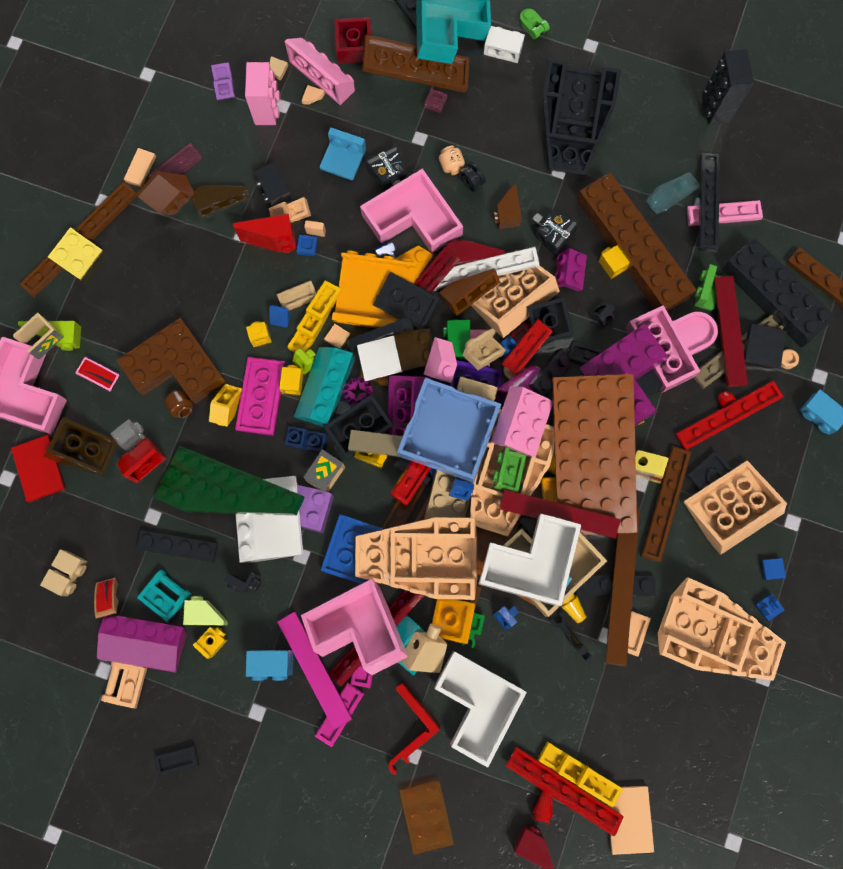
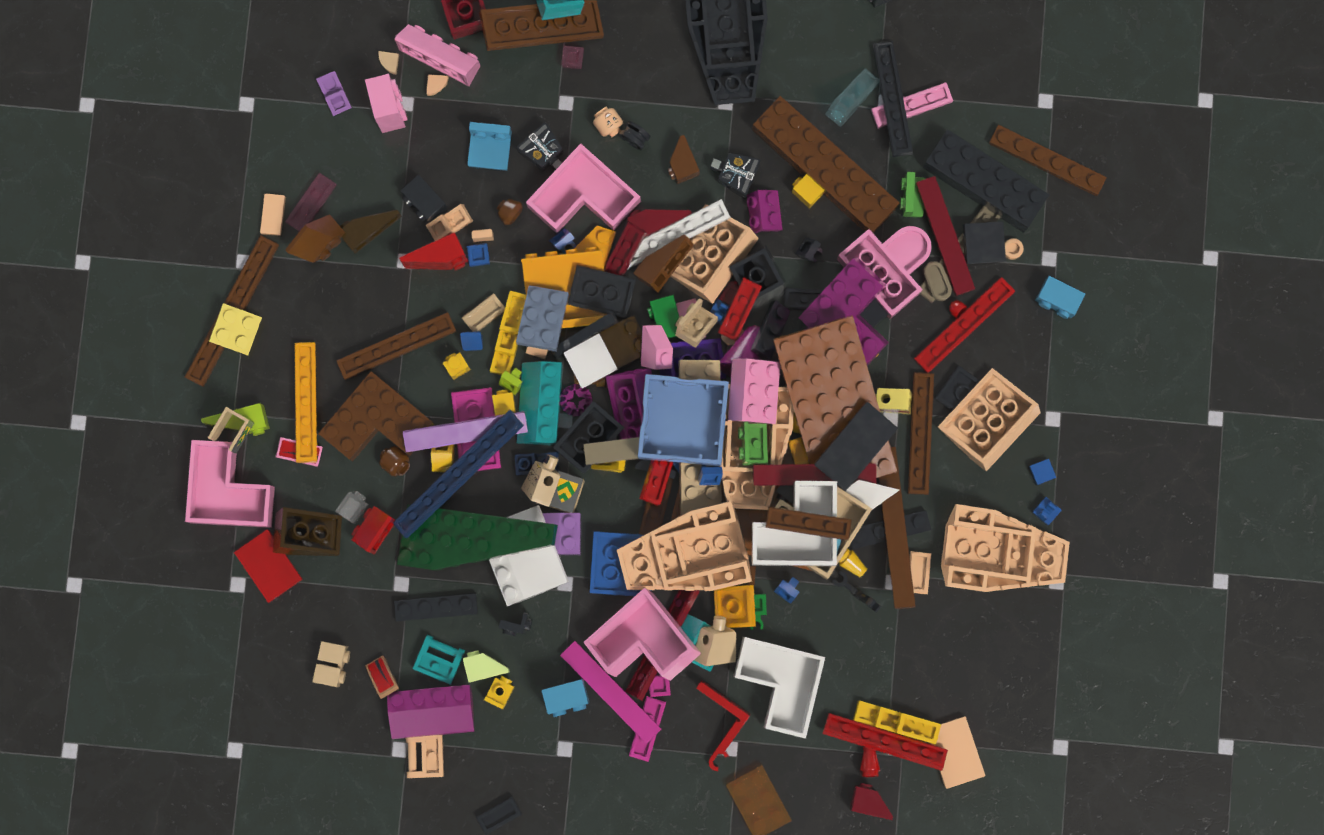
camera: 15 degrees left, 5 degrees up
(116, 332) = (305, 402): none -> light orange tile
(211, 304) = (396, 346): none -> reddish brown plate
(230, 428) = (458, 474): none -> dark blue tile
(247, 391) = (453, 433): none -> medium lavender tile
(300, 459) = (542, 481): none -> tan torso
(344, 213) = (509, 211): none -> reddish brown cone
(346, 310) = (542, 318): none -> sand blue plate
(544, 558) = (808, 523): none -> reddish brown tile
(606, 497) = (855, 446): none -> black tile
(608, 545) = (870, 493): none -> white sticker
(713, 369) = (937, 281): none -> dark tan tile

